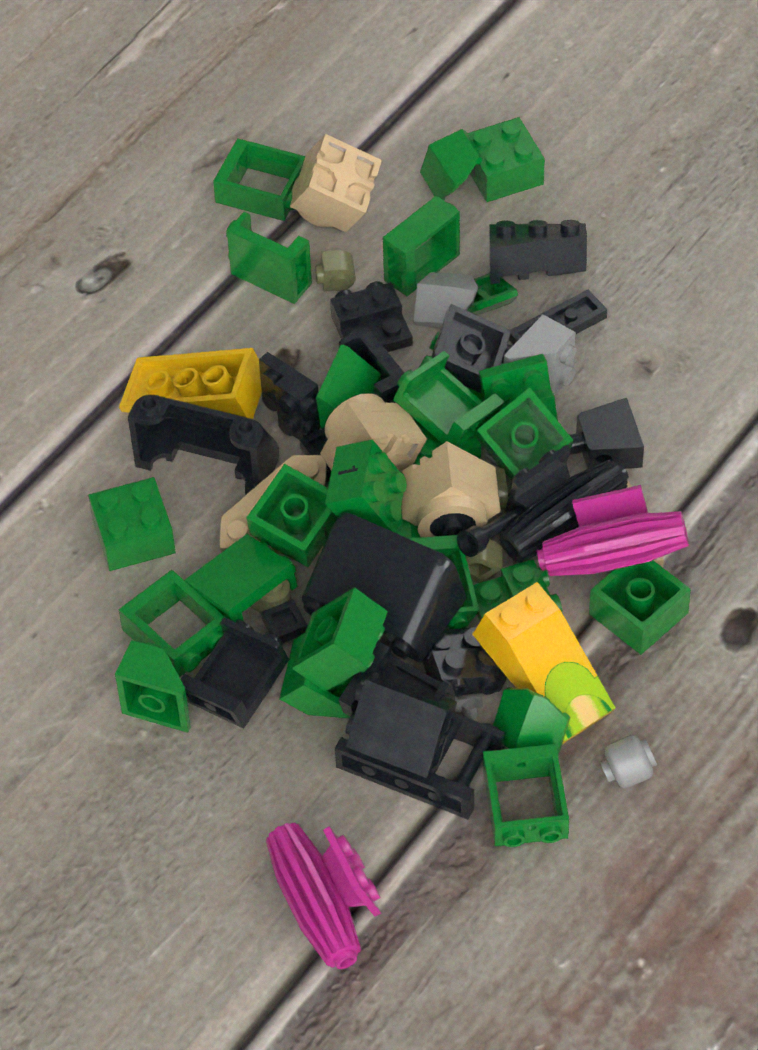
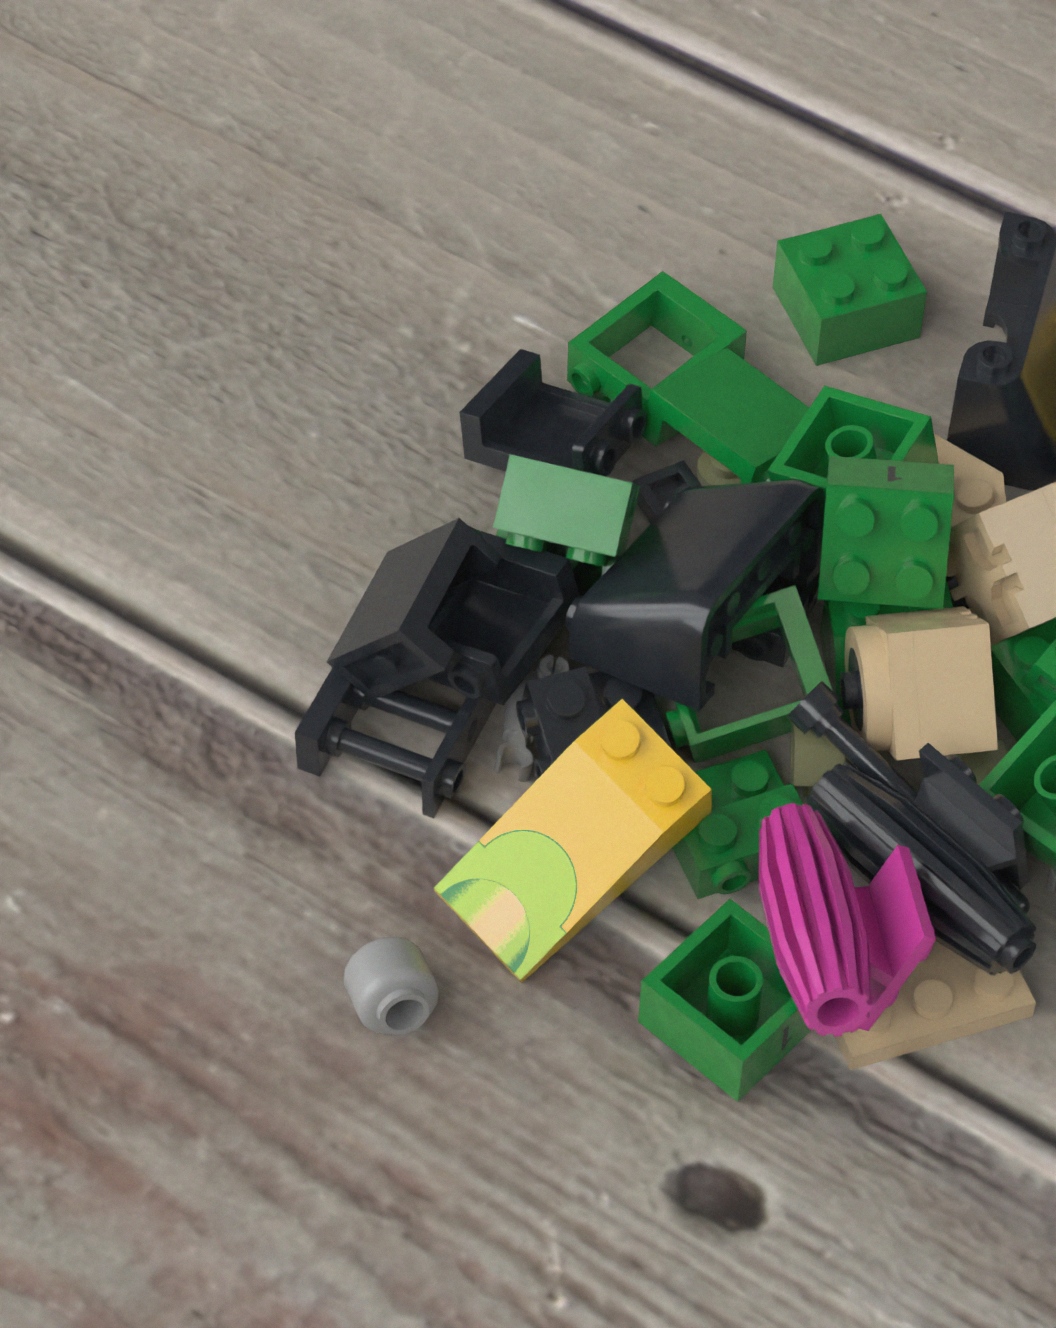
camera: 85 degrees right, 0 degrees up
(151, 687) = (517, 309): green slope -> none
(322, 890) = (145, 558): dark pink plate -> none
(518, 765) = (312, 787): green window -> none
(530, 719) = (447, 829): green slope -> none

